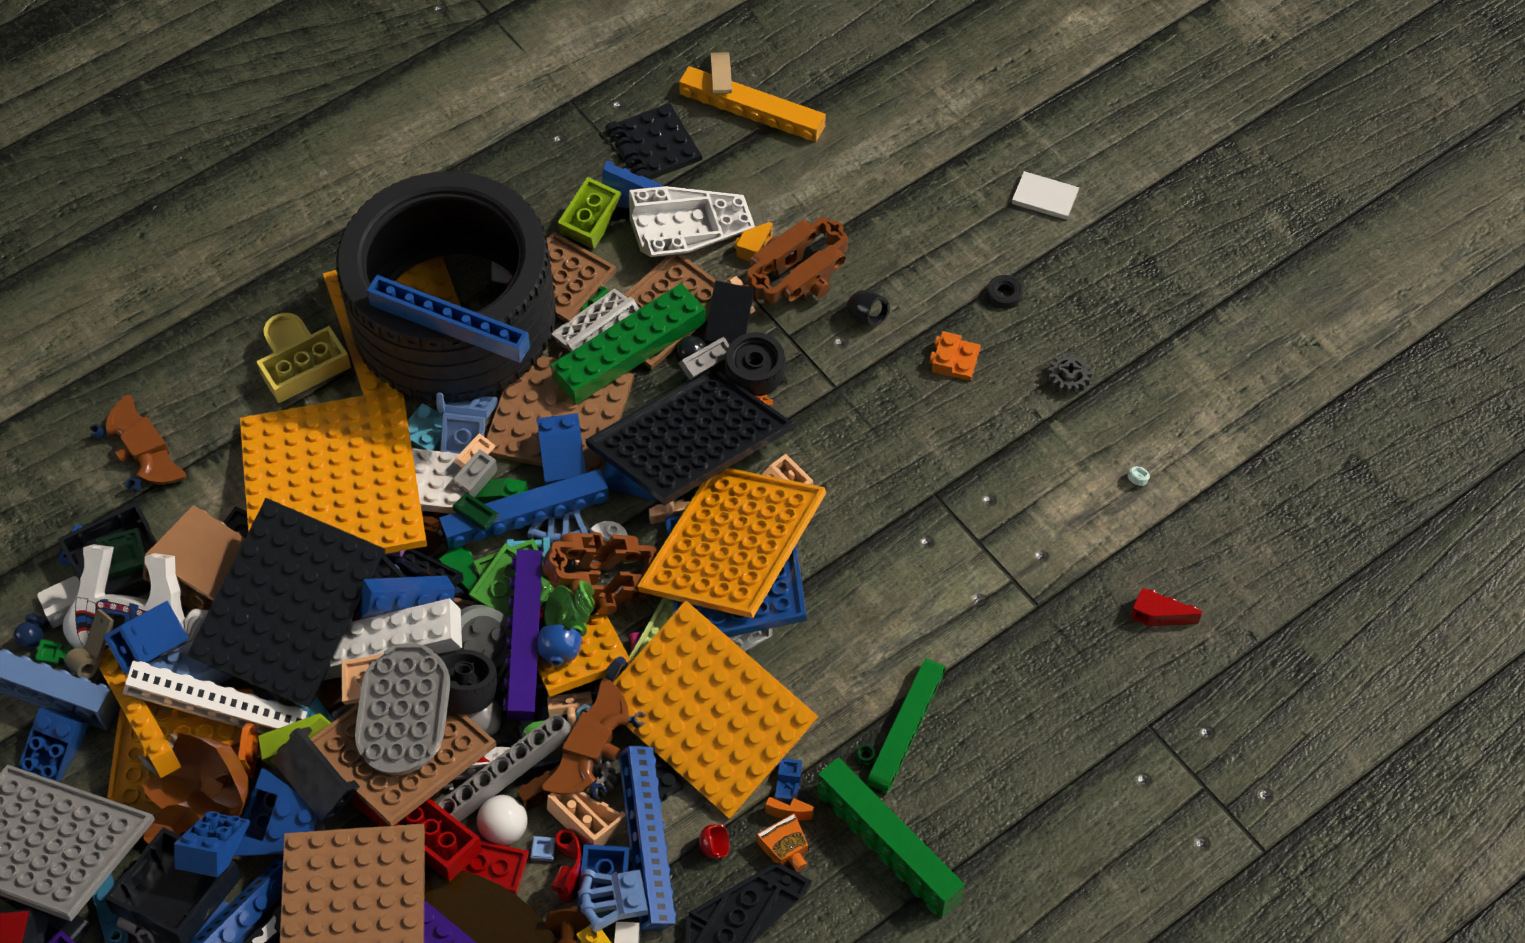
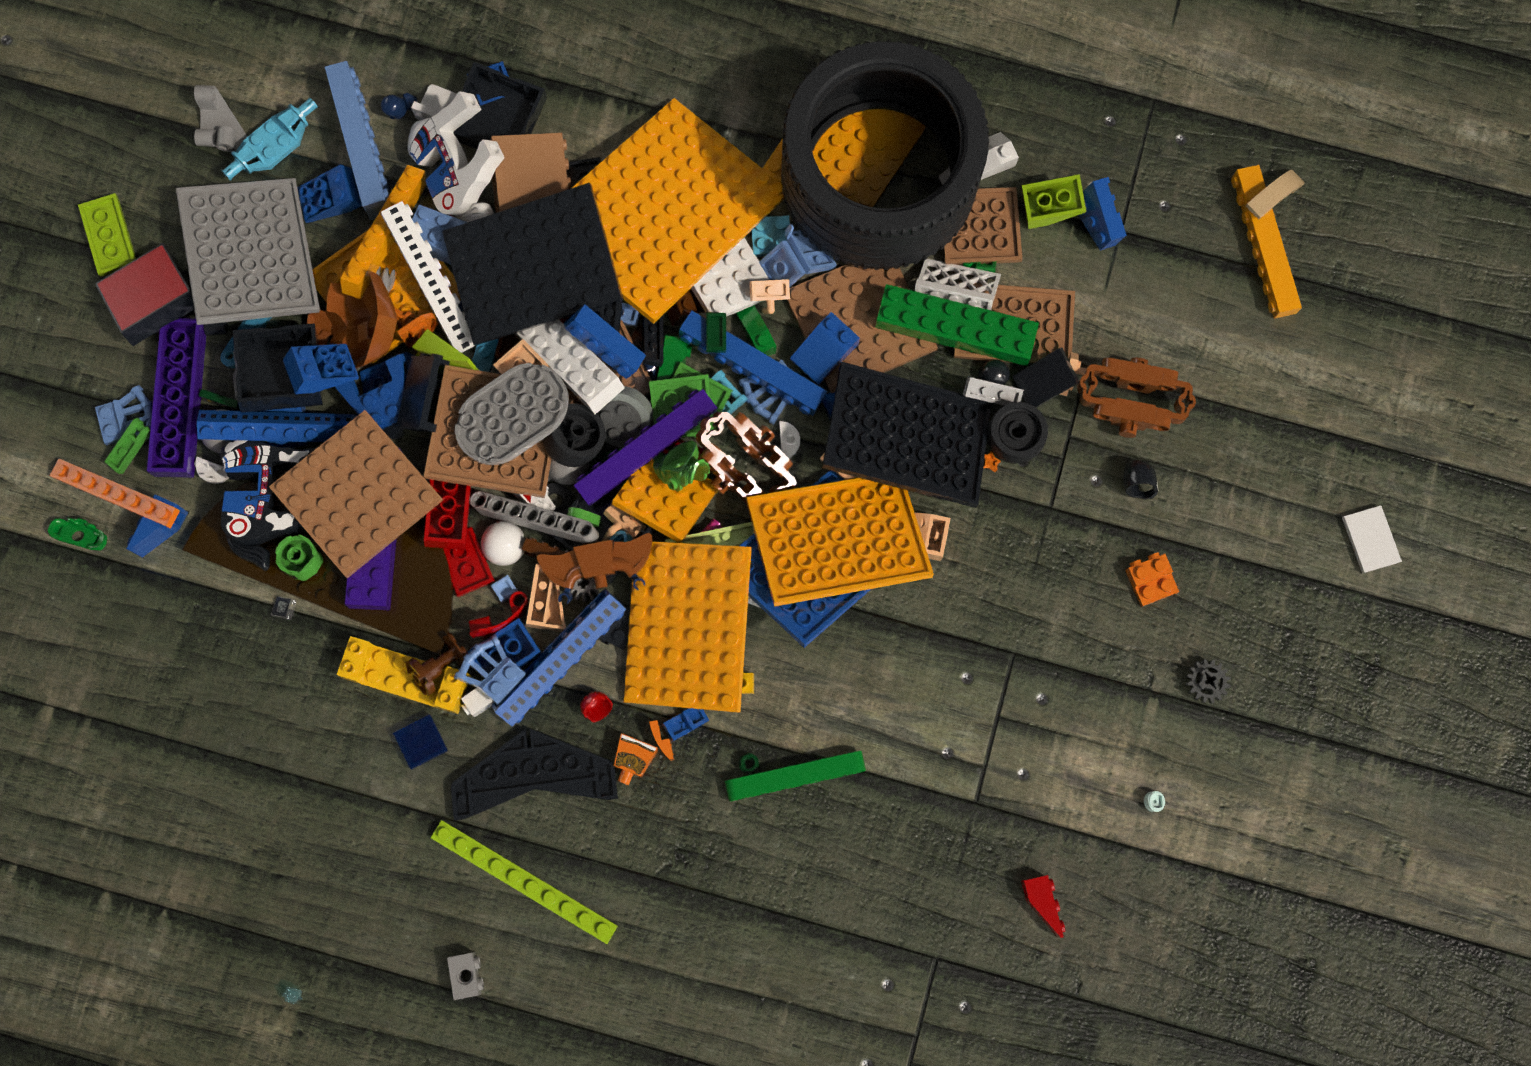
camera: 50 degrees right, 20 degrees up
(51, 652) = (395, 134): green plate -> none
(86, 660) = (399, 162): dark tan door -> none
(127, 552) = (502, 112): clear green plate -> none
(141, 443) = (597, 50): dark orange torso -> none
(146, 636) = (435, 191): blue slope -> none
(299, 357) = (753, 96): light yellow brick -> none
(448, 318) = (825, 190): blue brick -> none
(476, 473) = (751, 305): light grey panel -> none
(558, 645) = (650, 480): blue cylinder -> none
(616, 668) = (663, 535): dark blue plate -> none
(654, 142) = (1166, 196): black hinge -> none
(685, 219) = (1106, 279): white wedge -> none
(753, 240) = (1132, 345): light orange slope -> none
(889, 838) = (689, 832): green brick -> none
(1004, 281) = (1256, 565): black tyre -> none

